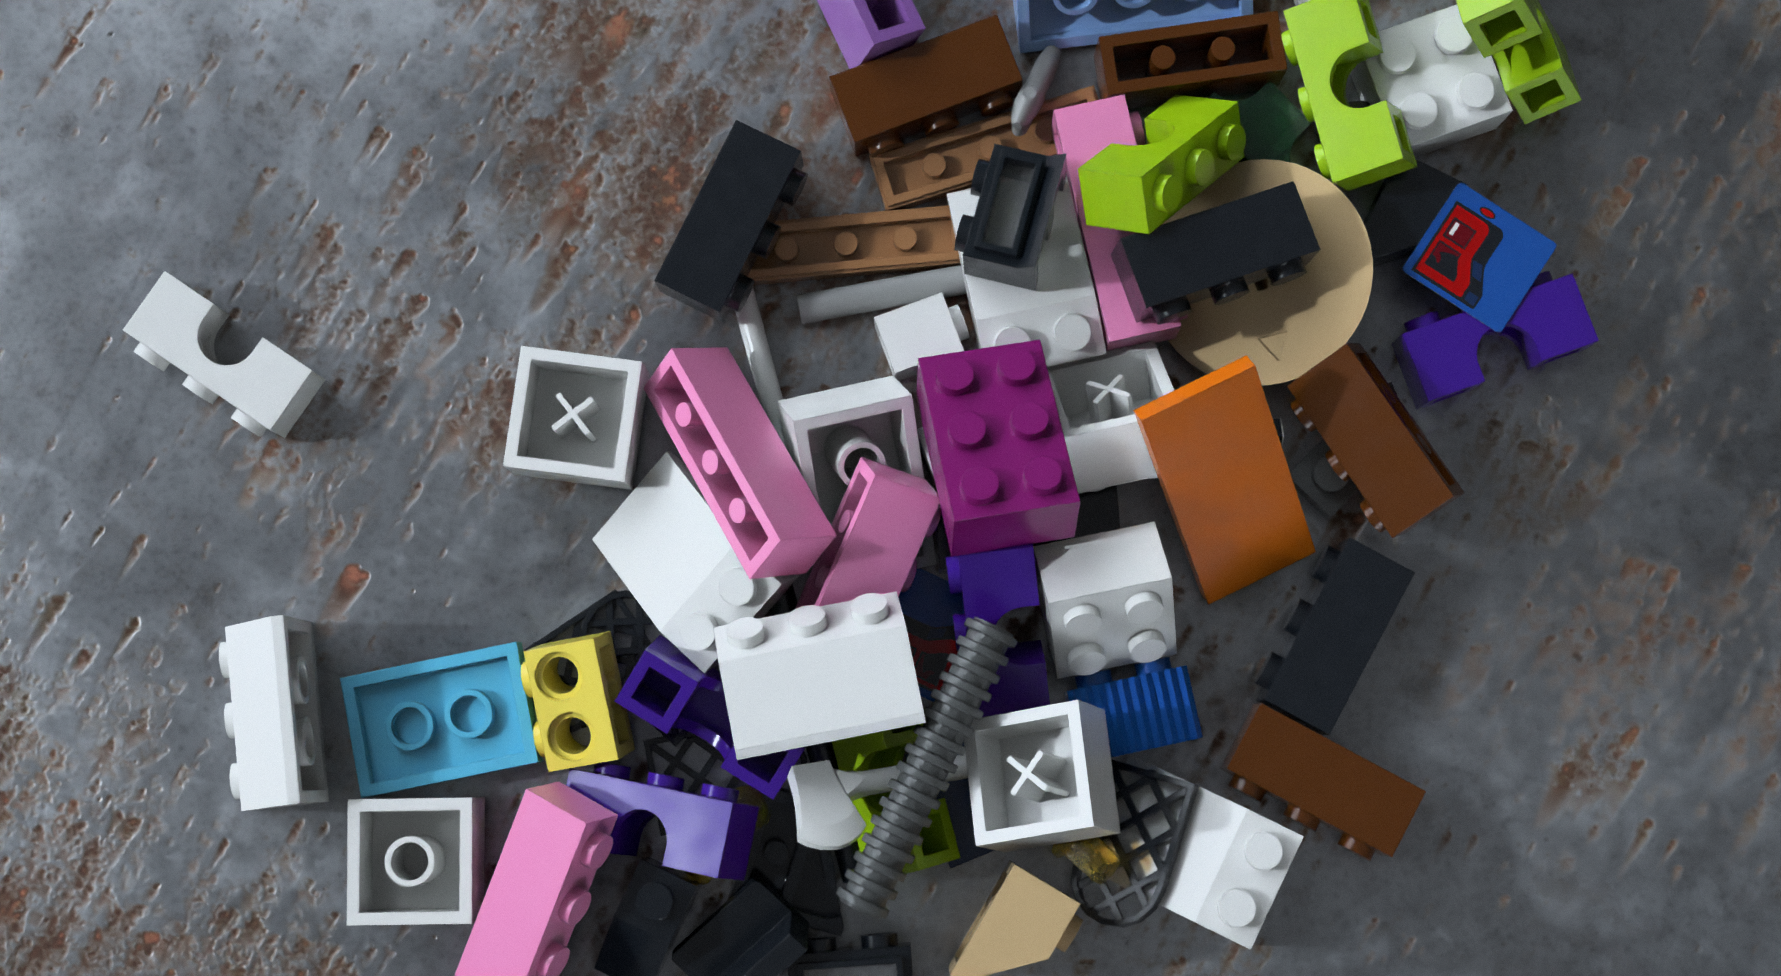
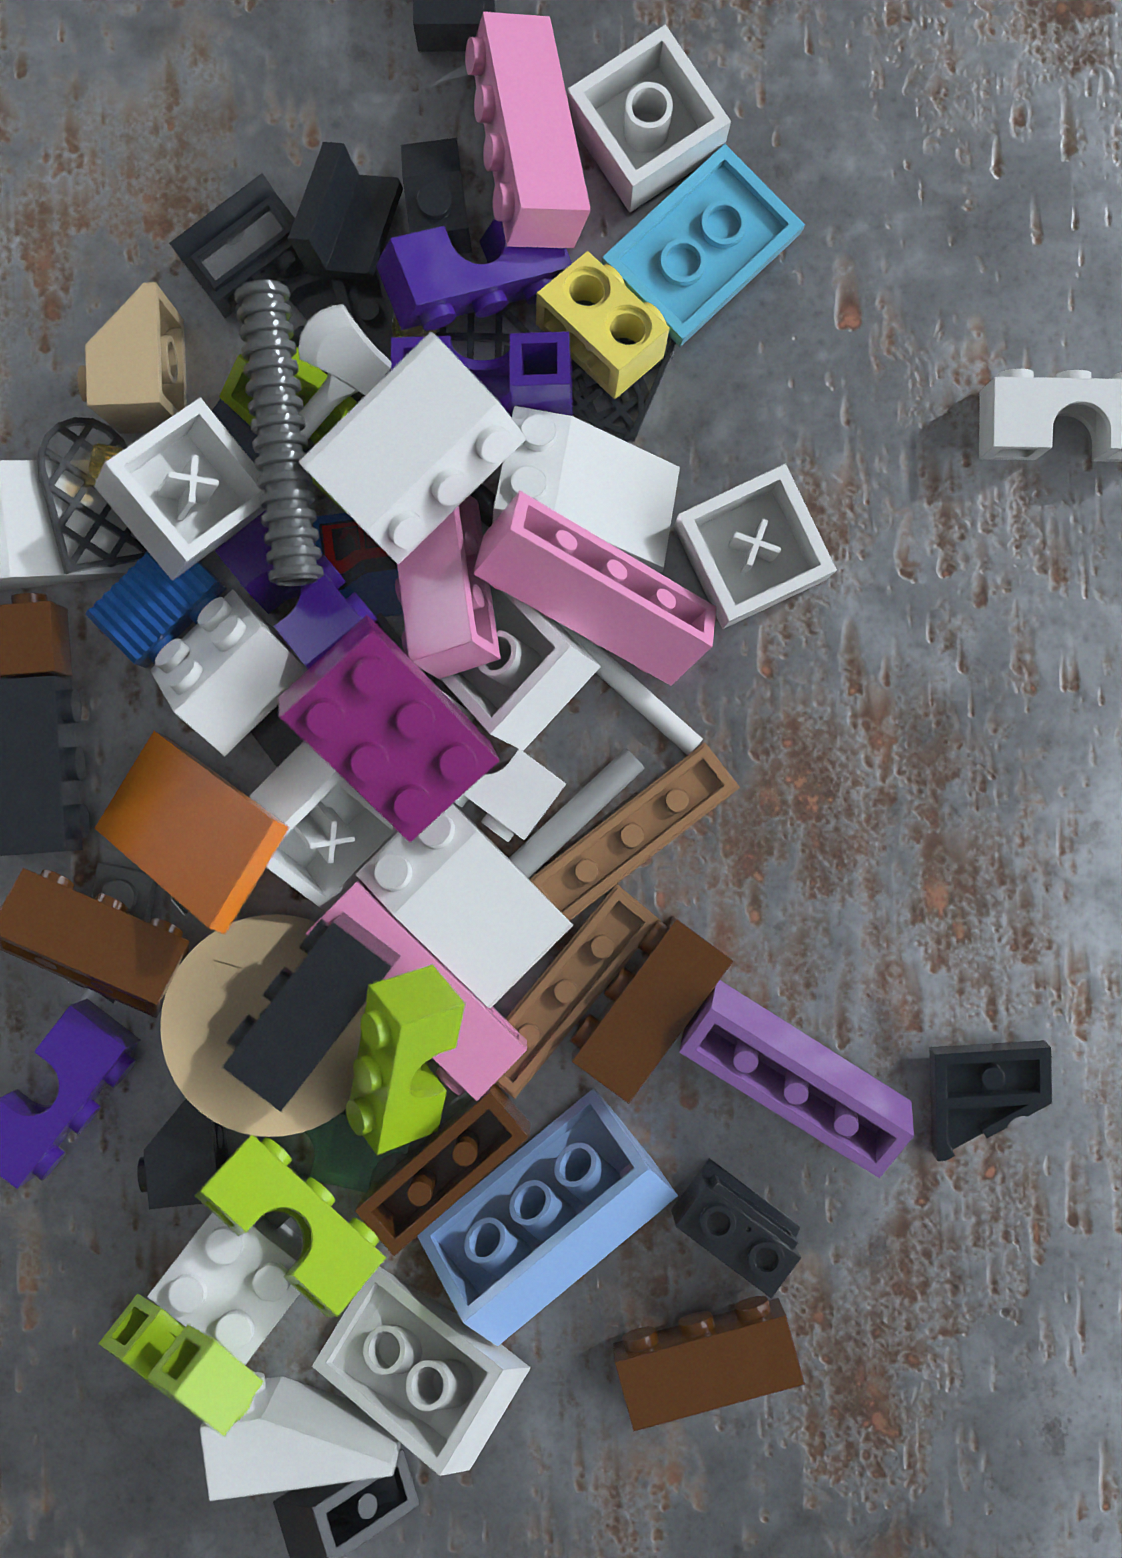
camera: 145 degrees right, 5 degrees up
(274, 713) = (833, 160): white slope -> none
(732, 222) = (733, 787): black brick -> none
(1011, 215) = (501, 934): black window -> none
(1032, 94) = (558, 1054): light grey piece -> none
(1479, 257) = (100, 1153): sticker -> none

